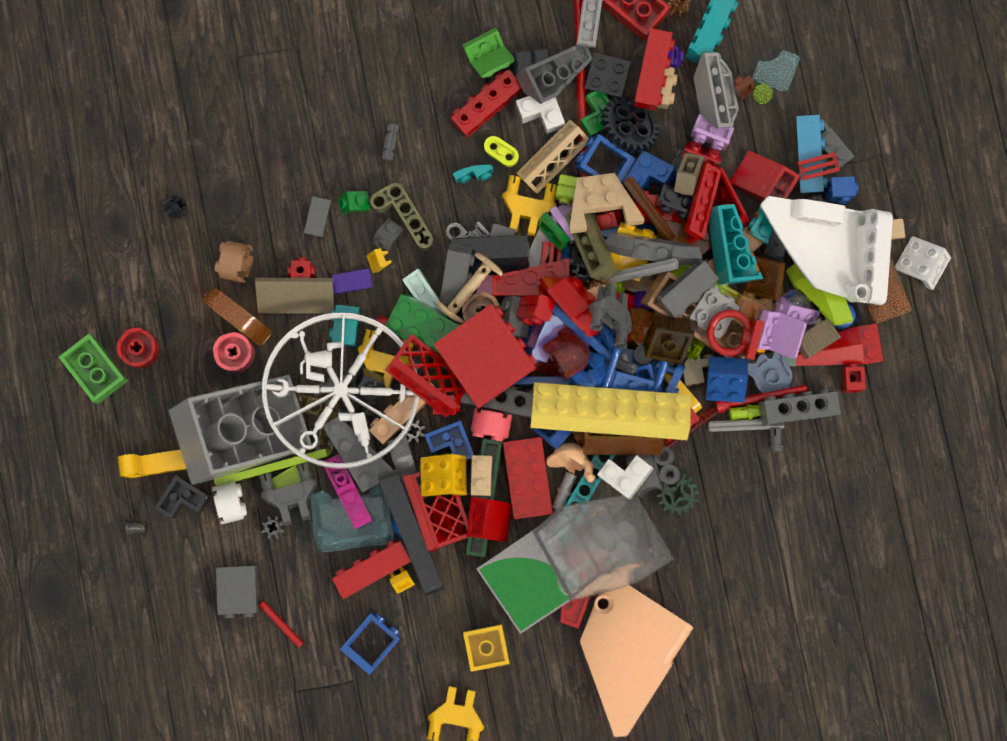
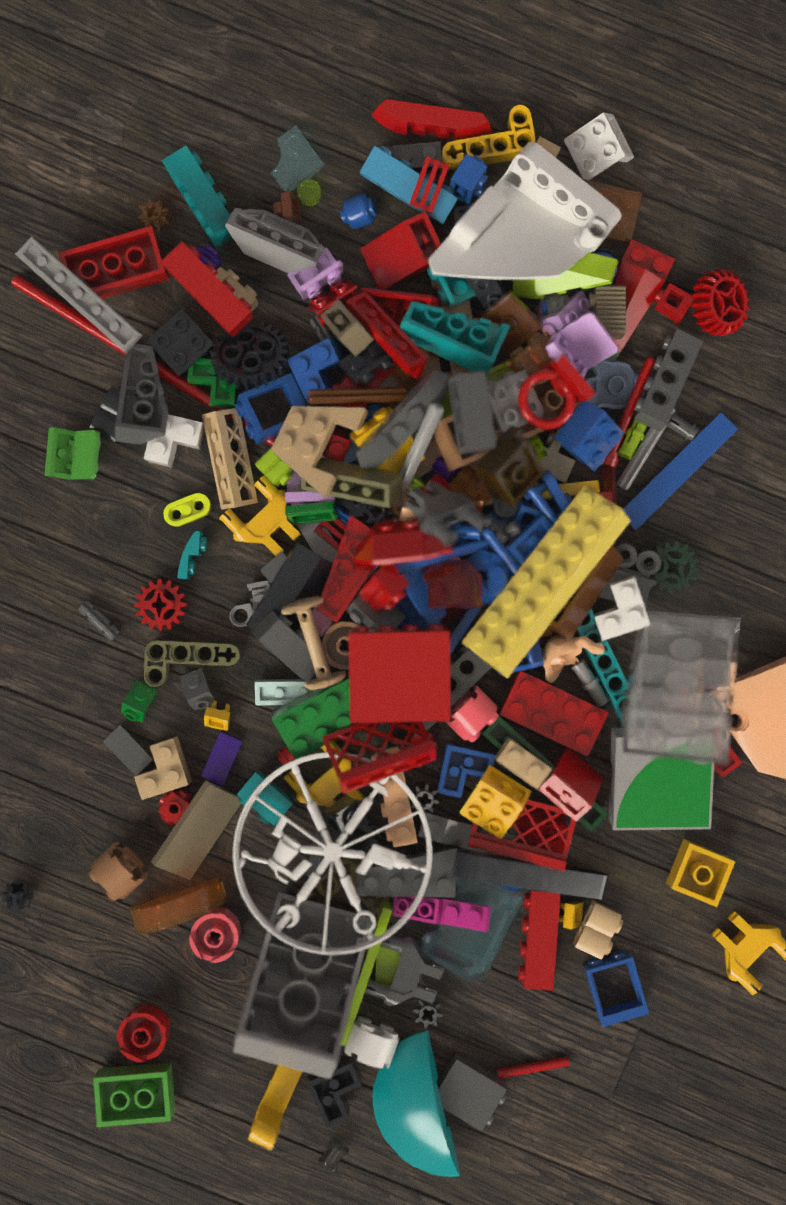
camera: 55 degrees left, 5 degrees up
(201, 558) = (411, 1108): none -> teal brick
(321, 252) = (170, 771): none -> tan brick
(402, 605) = (597, 930): none -> tan brick
(421, 179) = (160, 595): none -> red gear
(486, 104) = (125, 491): red brick -> none
(744, 457) = (678, 470): none -> blue tile
(772, 133) = (358, 211): none -> blue head
(874, 163) = (424, 119): none -> red brick
(874, 187) = (487, 142): none -> yellow beam
(879, 413) = (727, 301): none -> red gear

